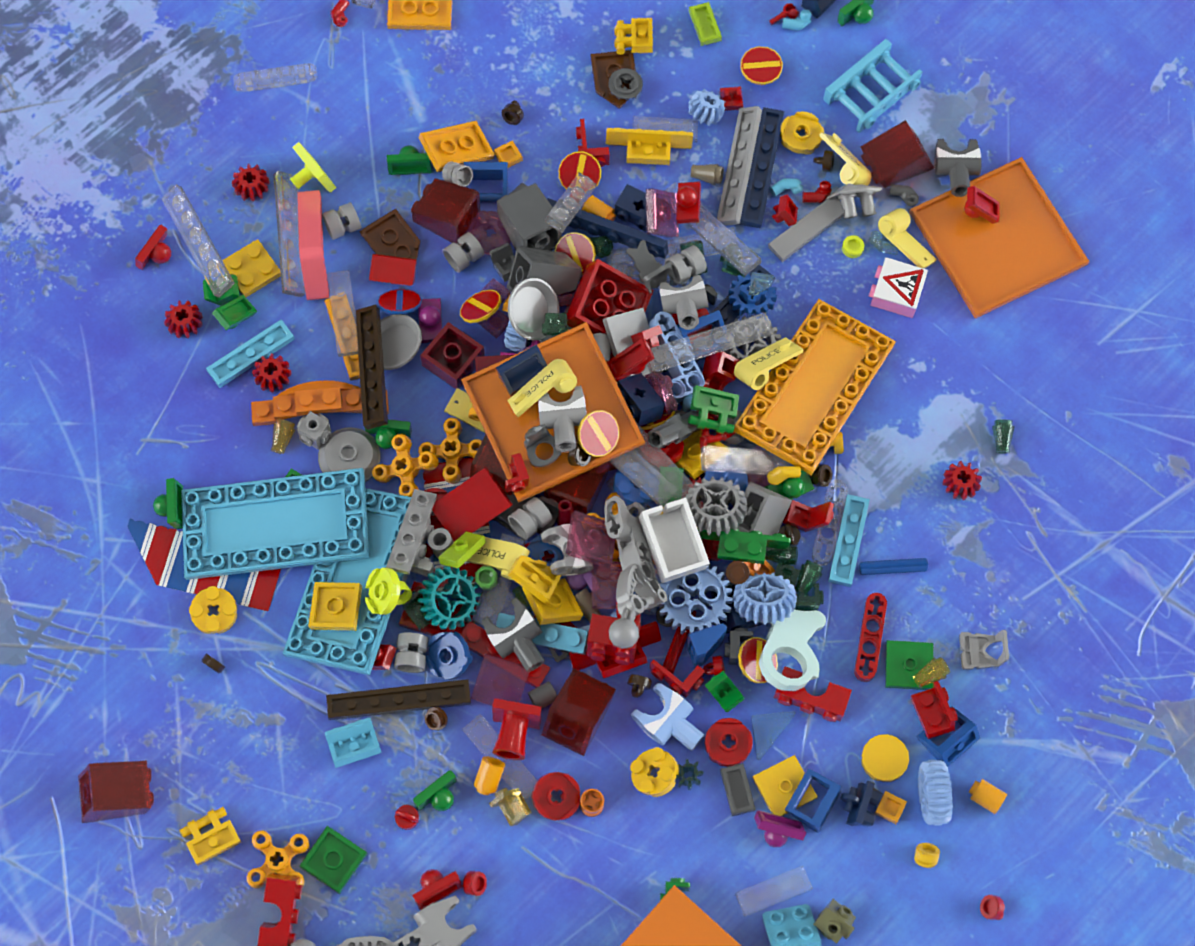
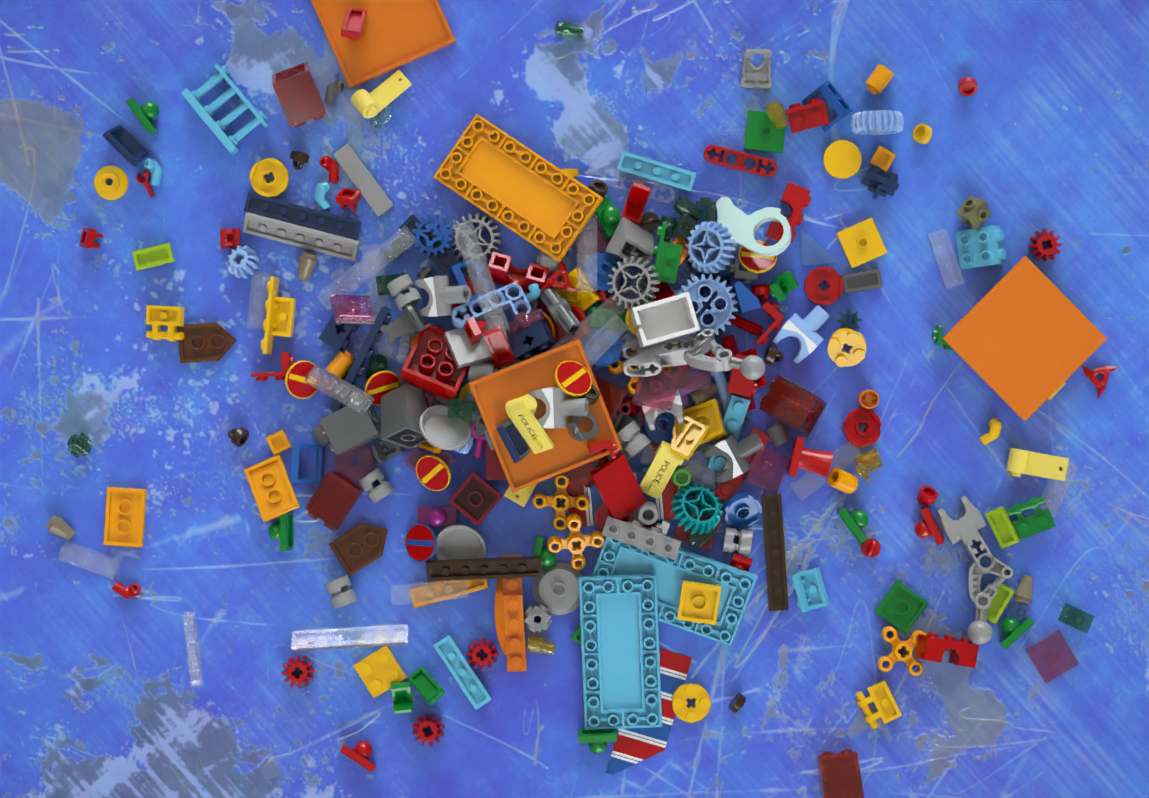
camera: 85 degrees left, 20 degrees up
(198, 241) = (356, 718): clear plate -> none
(310, 170) = (291, 617): neon yellow tile -> none
(311, 245) = (362, 619): coral beam -> none
(385, 591) = (694, 561): neon yellow tile -> none
(393, 270) = (390, 548): red slope -> none
(436, 718) = (792, 522): reddish brown plate -> none
(457, 174) = (306, 486): light grey wheel -> none
(462, 550) = (659, 496): lime plate -> none
(626, 76) = (206, 332): dark grey gear -> none
(688, 202) = (340, 285): red tile -> none
(713, 402) = (538, 277): green plate -> none
(737, 572) = (688, 268): reddish brown plate -> none
(755, 368) = (504, 238): light yellow door -> none
(760, 282) = (427, 228): clear light blue tile -> none
(761, 65) = (200, 208): red piece -> none
(778, 828) = (897, 250): magenta tile -> none
(781, 473) = (601, 222): yellow arm -> none
(824, 808) = (881, 212): blue tile -> none
(848, 192) = (337, 143): light grey connector -> none
(853, 170) = (313, 132): light yellow door -> none
(853, 246) = (383, 142): neon yellow tile -> none
(893, 566) = (680, 136): blue axle -> none
(898, 287) = (427, 106): piece -> none
(956, 485) = (602, 66): red gear -> none
(958, 165) = (310, 40): dark grey connector -> none

